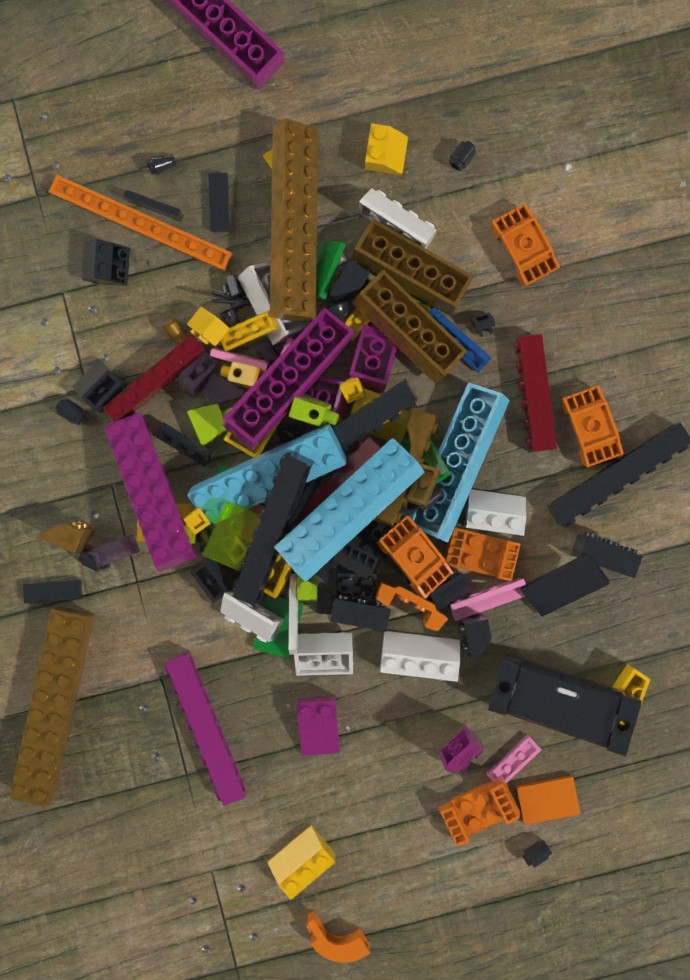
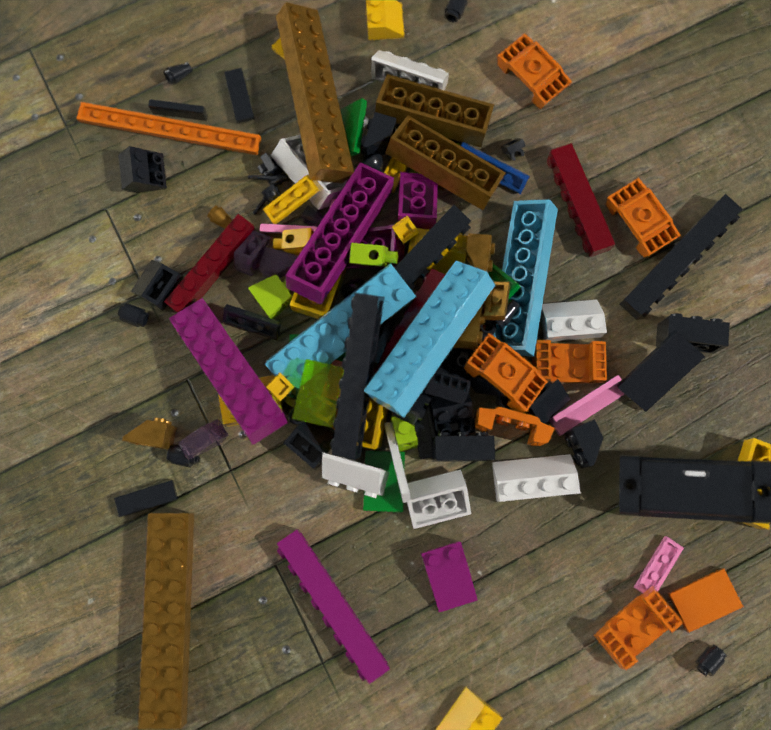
camera: 10 degrees left, 10 degrees down
(207, 327) = (252, 204): yellow brick -> none
(460, 751) = (603, 565): magenta slope -> none

